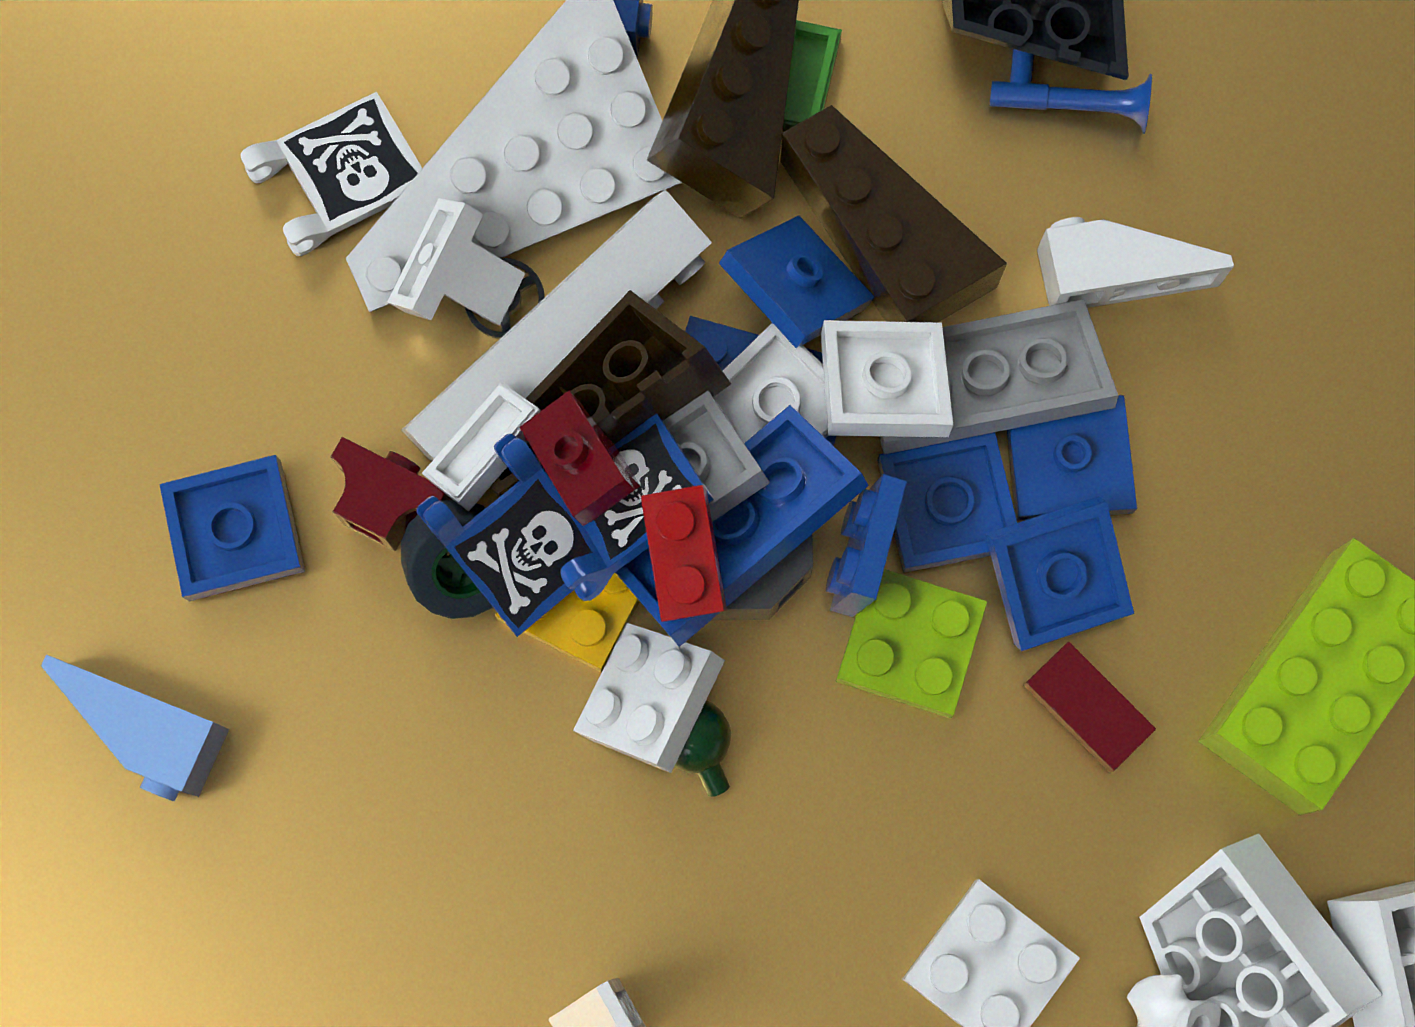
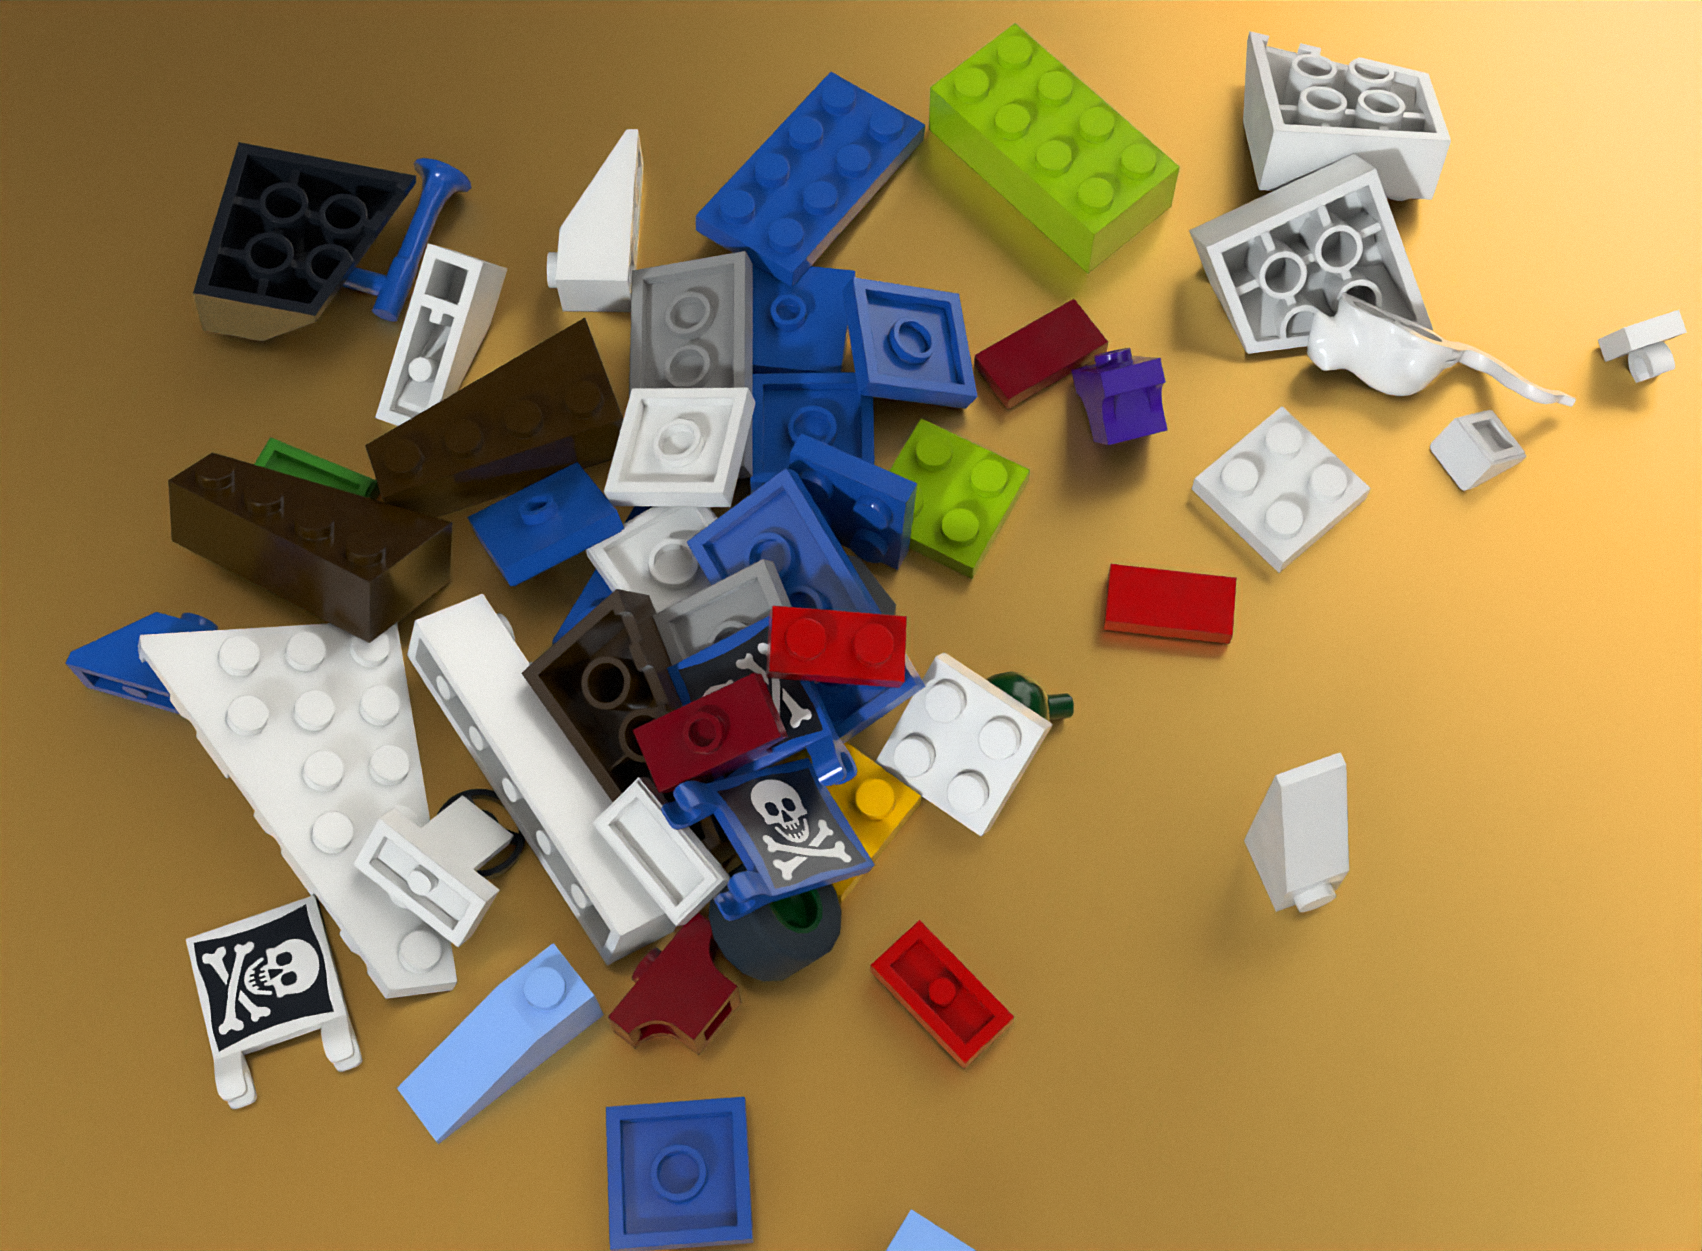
camera: 80 degrees left, 10 degrees down
(324, 362) = (501, 1042): none -> light blue slope
(419, 720) = (942, 994): none -> red plate
(842, 874) = (1170, 603): none -> red tile
(978, 144) = (440, 331): none -> white slope
(1046, 790) = (1122, 395): none -> dark purple brick
(1234, 446) = (810, 178): none -> blue plate

